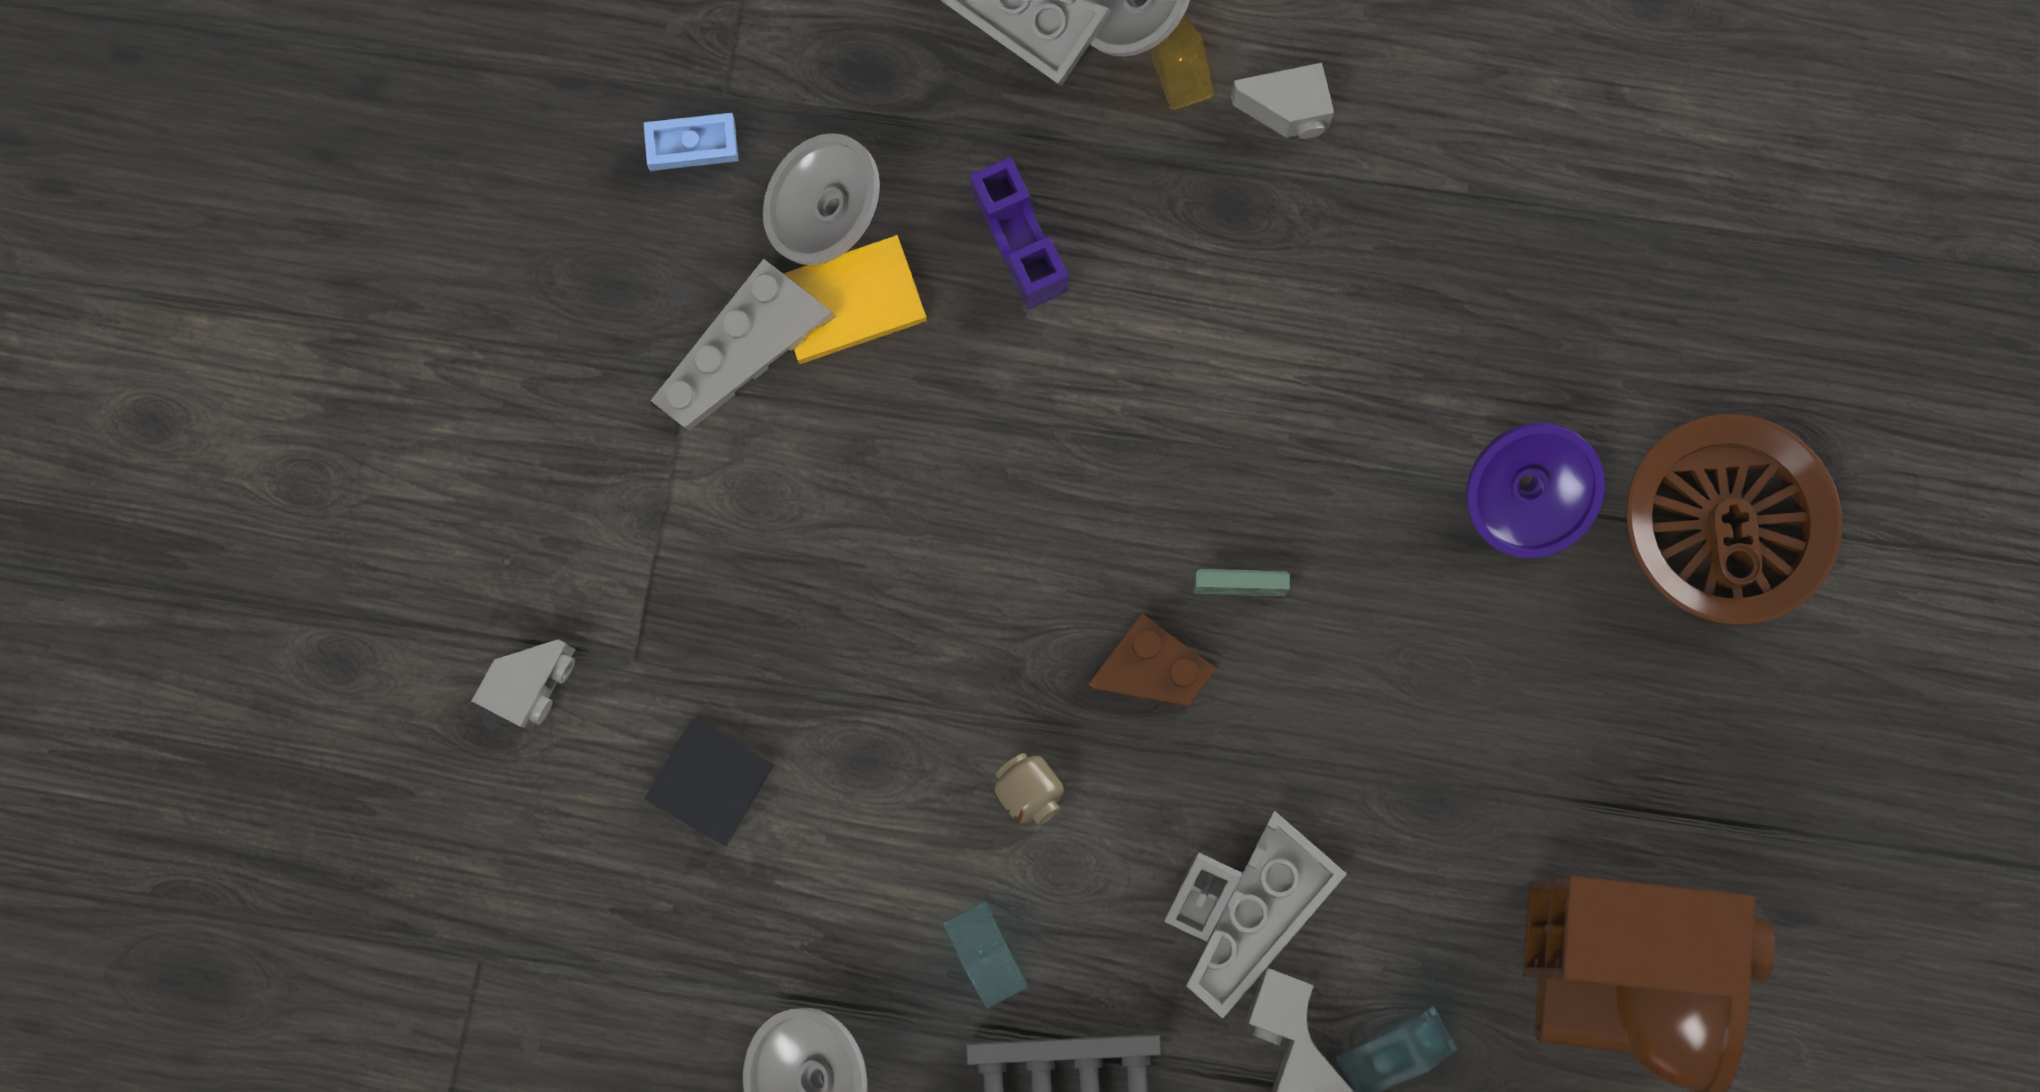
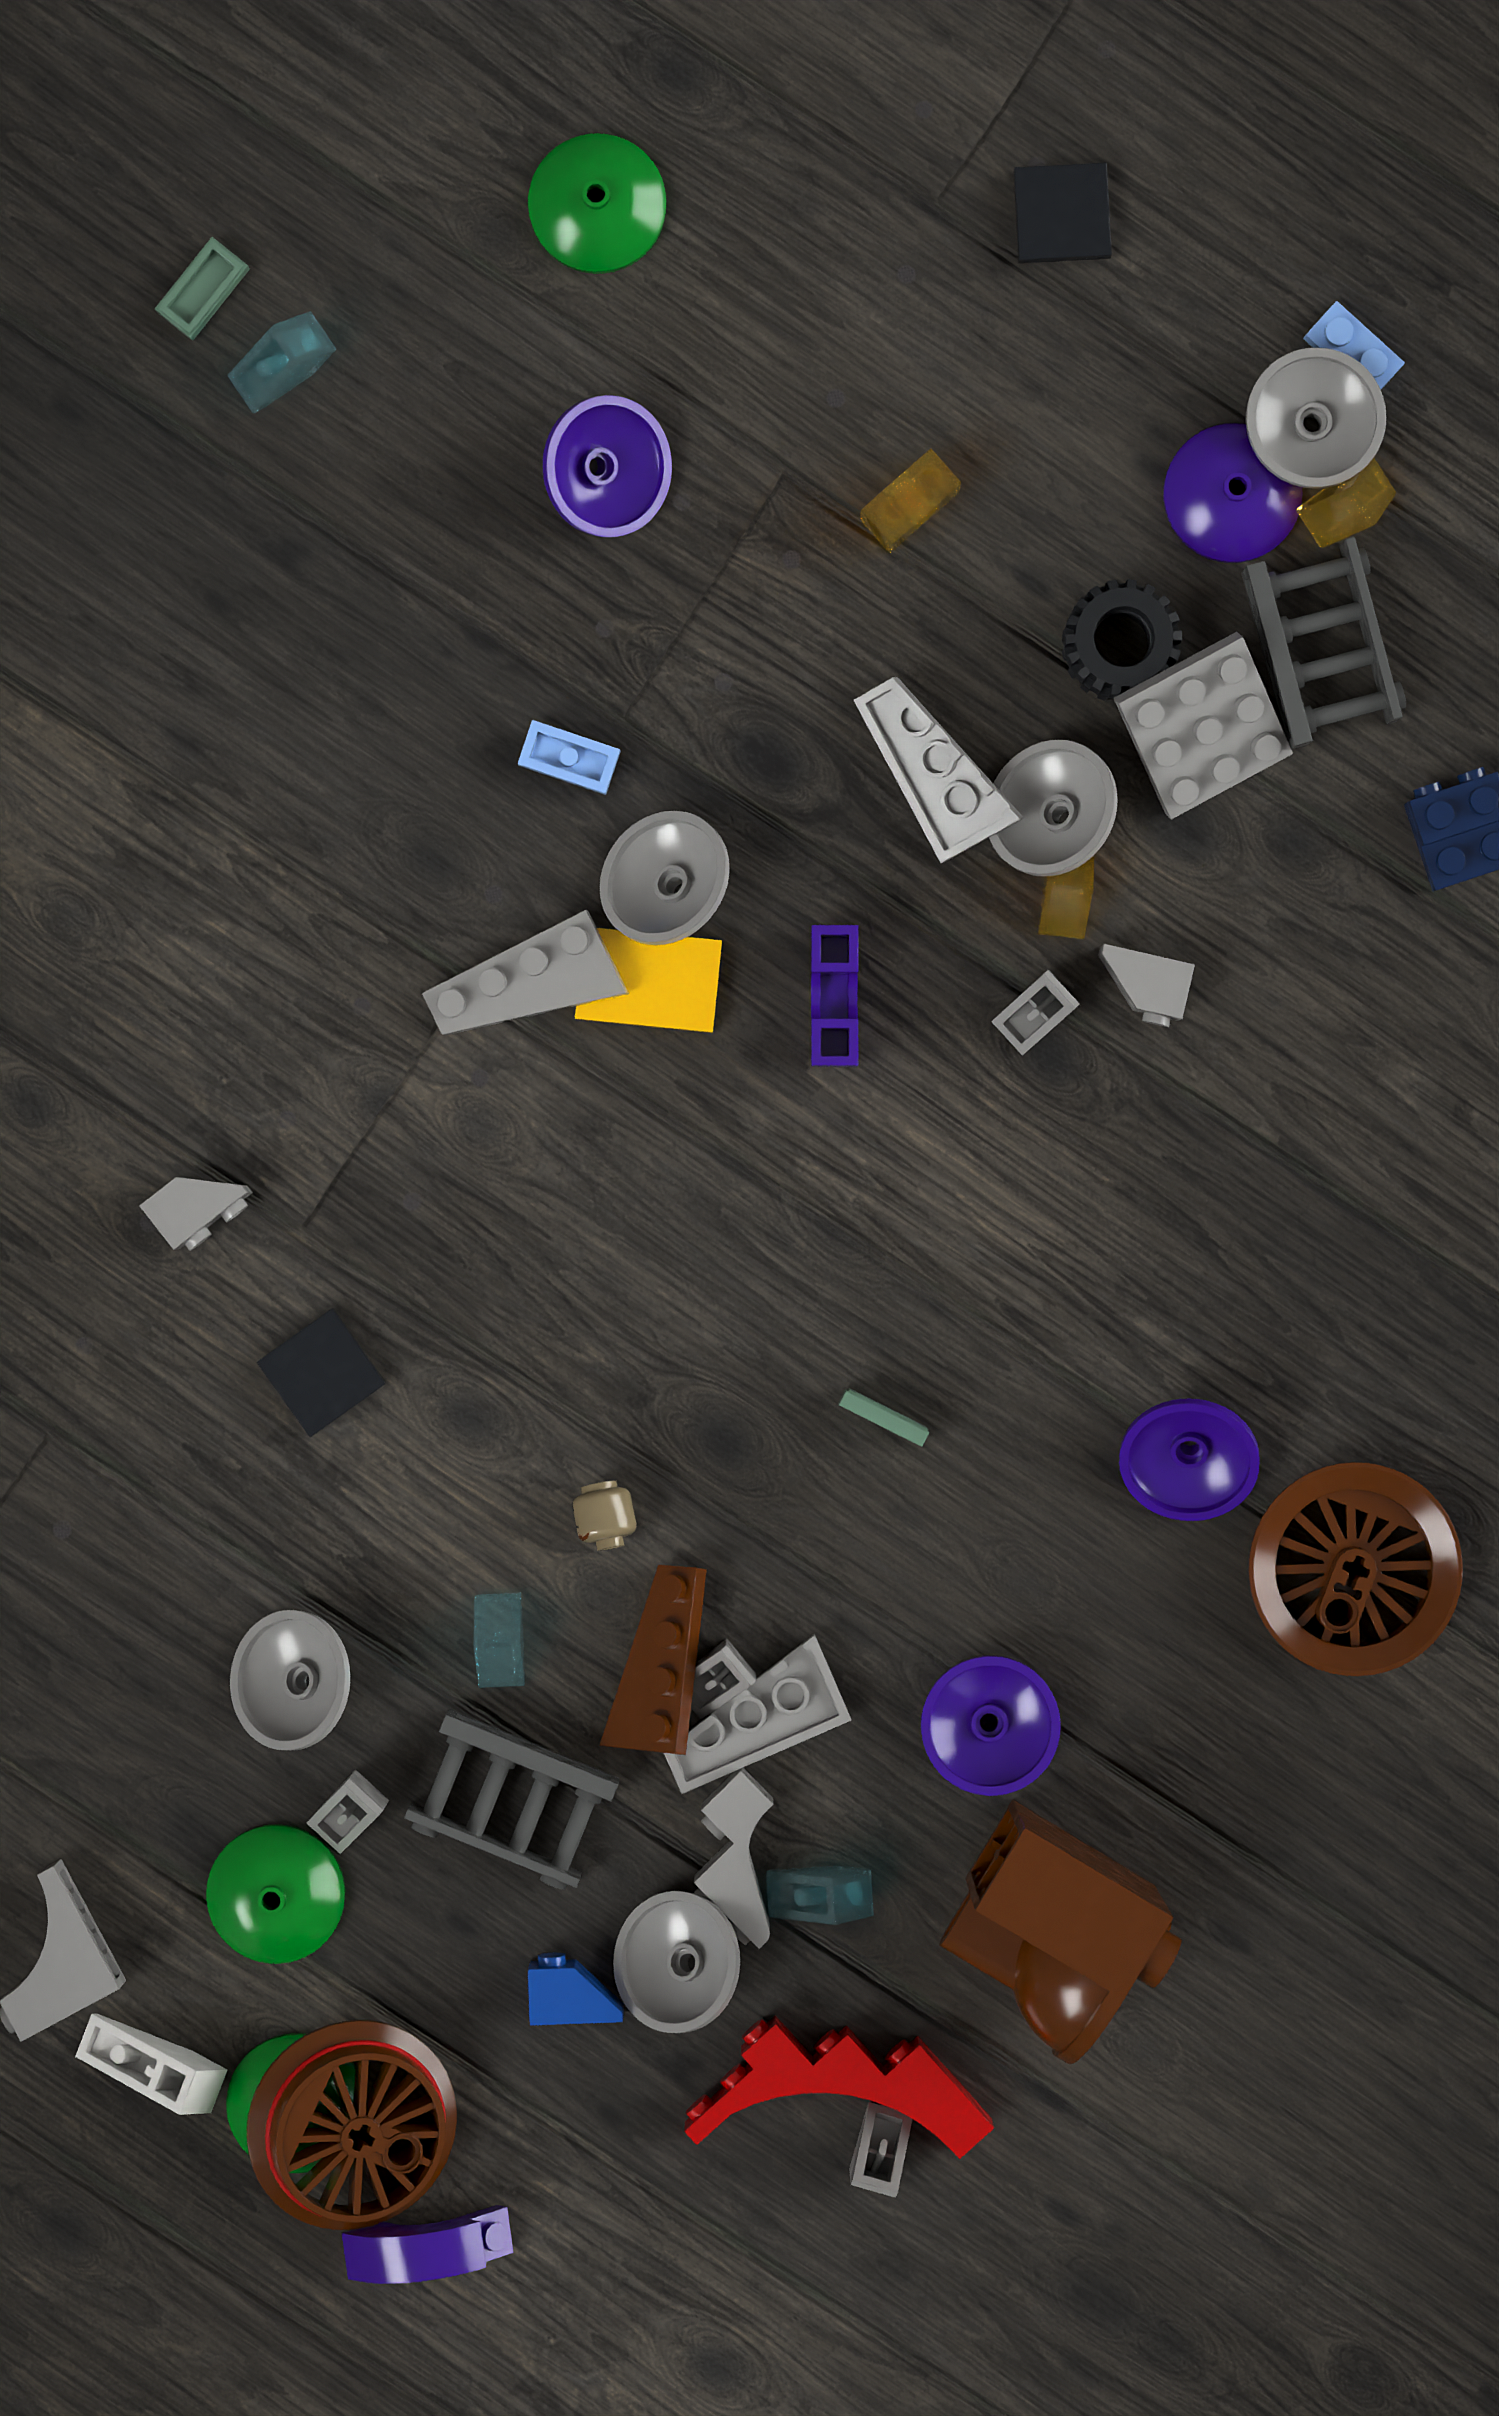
camera: 15 degrees right, 10 degrees up
(1149, 916) = (659, 1675): none -> reddish brown wing
(1153, 667) = (768, 1454): reddish brown wing -> none
(1203, 167) = (1035, 1012): none -> light grey slope
(1510, 812) = (995, 1758): none -> dark purple dish

